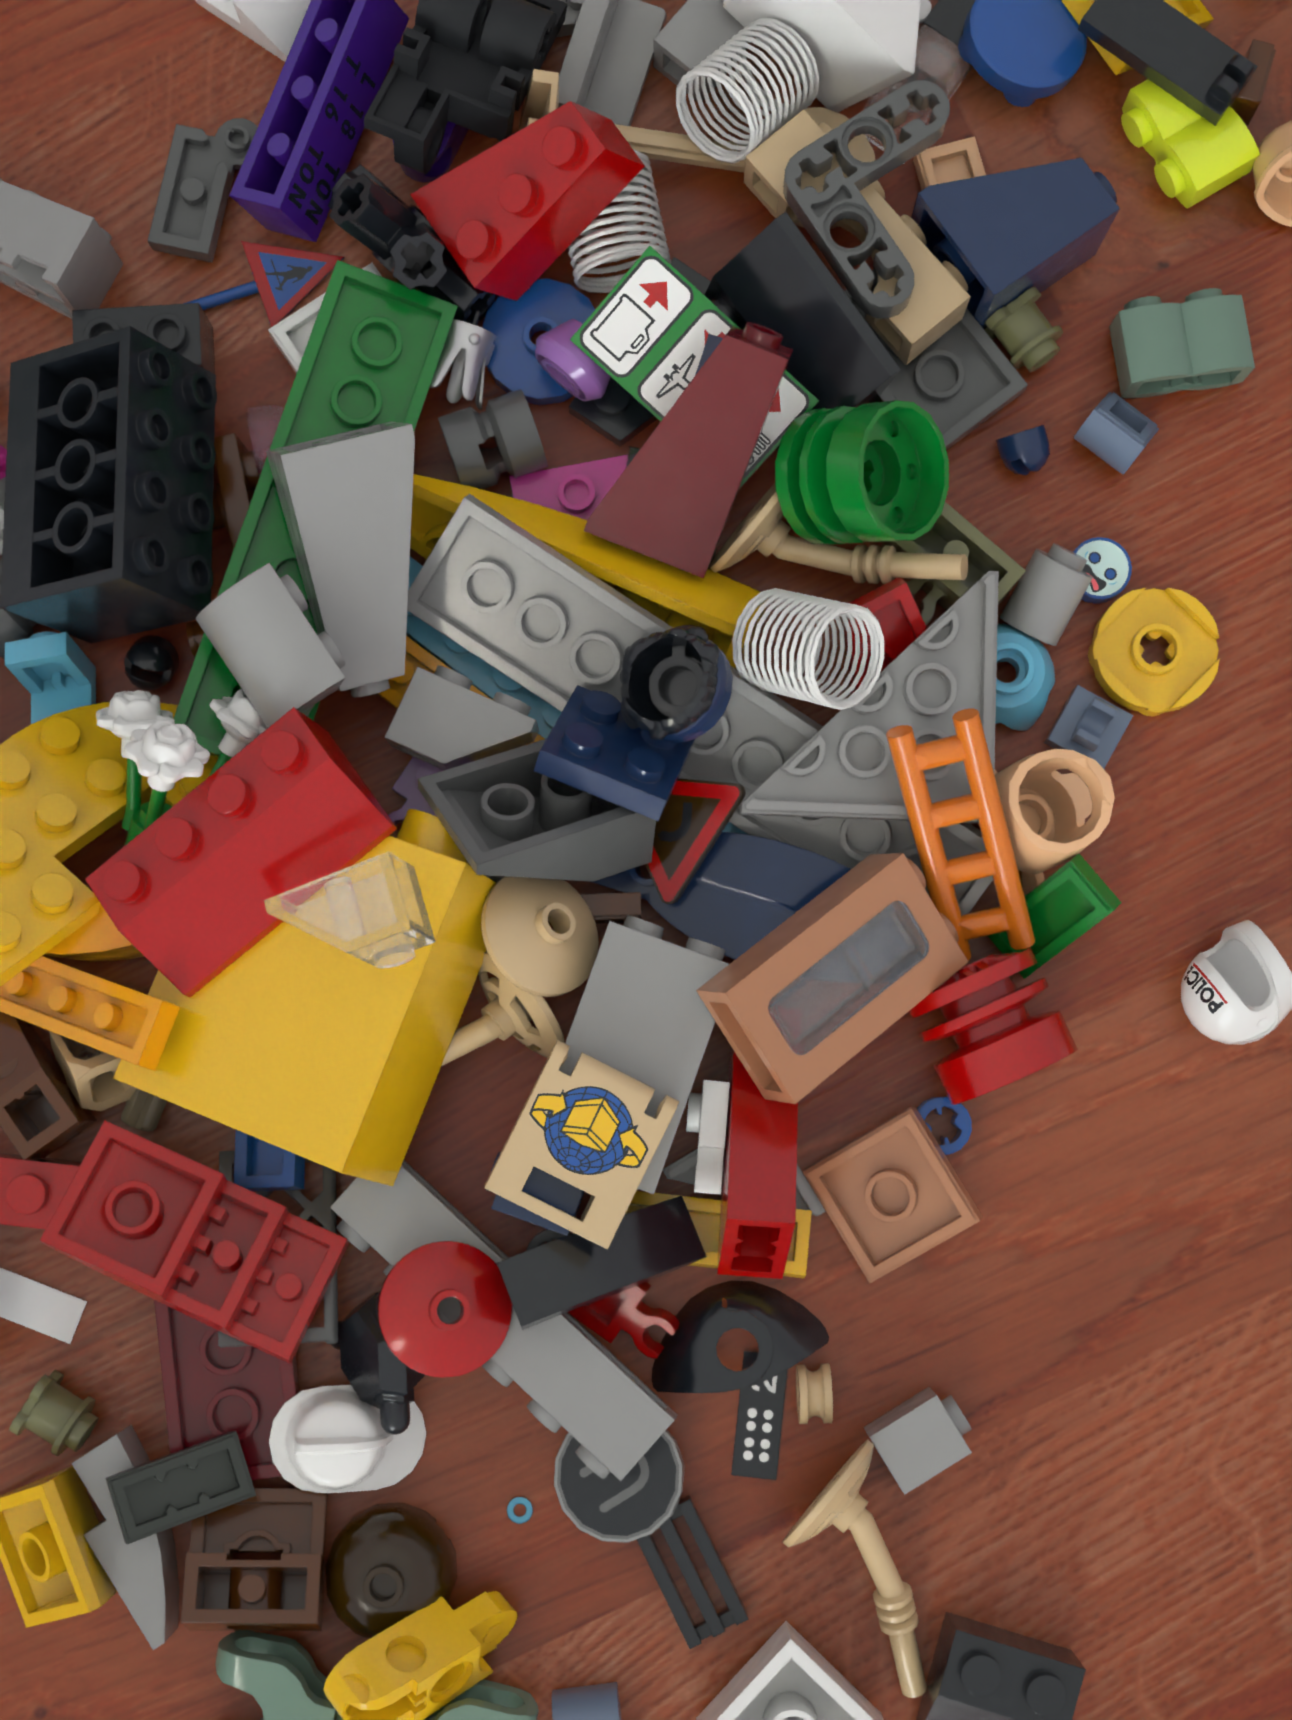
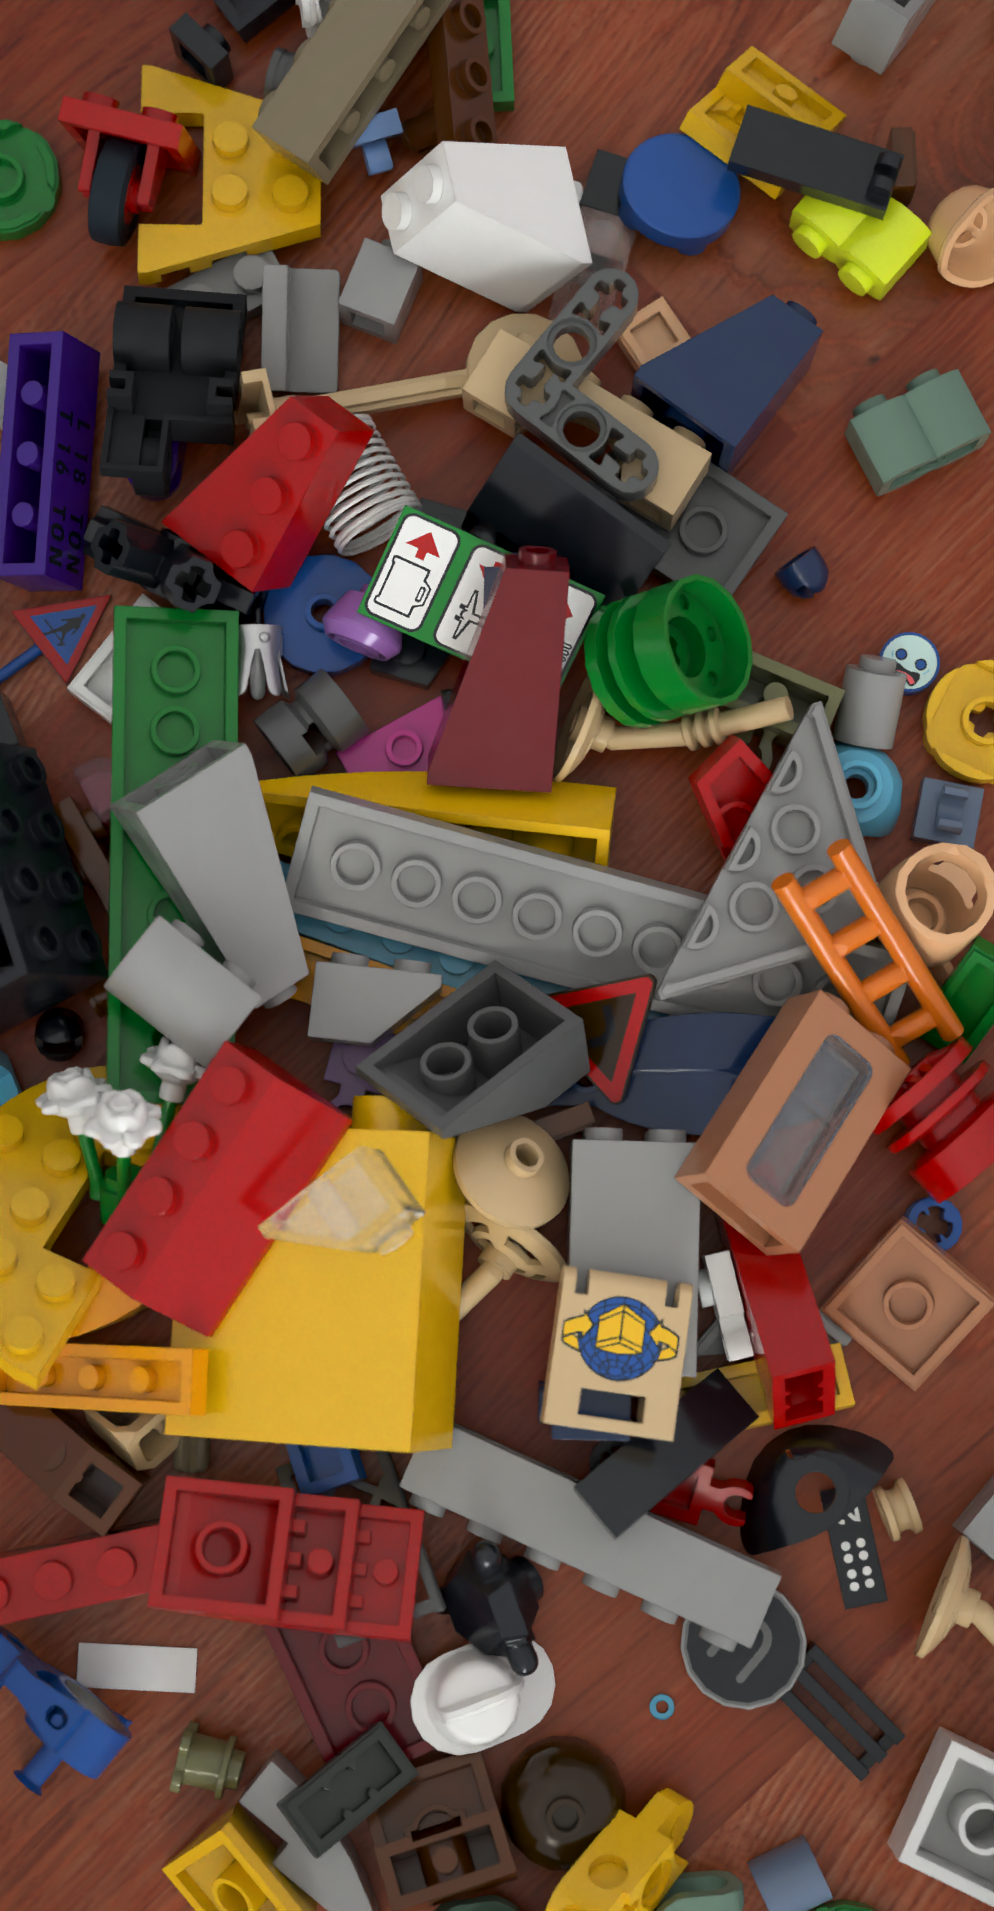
camera: 20 degrees left, 0 degrees up
(411, 1301) = (507, 1545): red dish -> none
(607, 758) = (528, 981): dark blue plate -> none
(675, 684) = (562, 903): black hair -> none
(736, 49) = (440, 325): white piece -> none
(809, 647) = (685, 788): white piece -> none
(1025, 332) = (769, 465): olive brick -> none
(1116, 432) = (884, 531): sand blue brick -> none

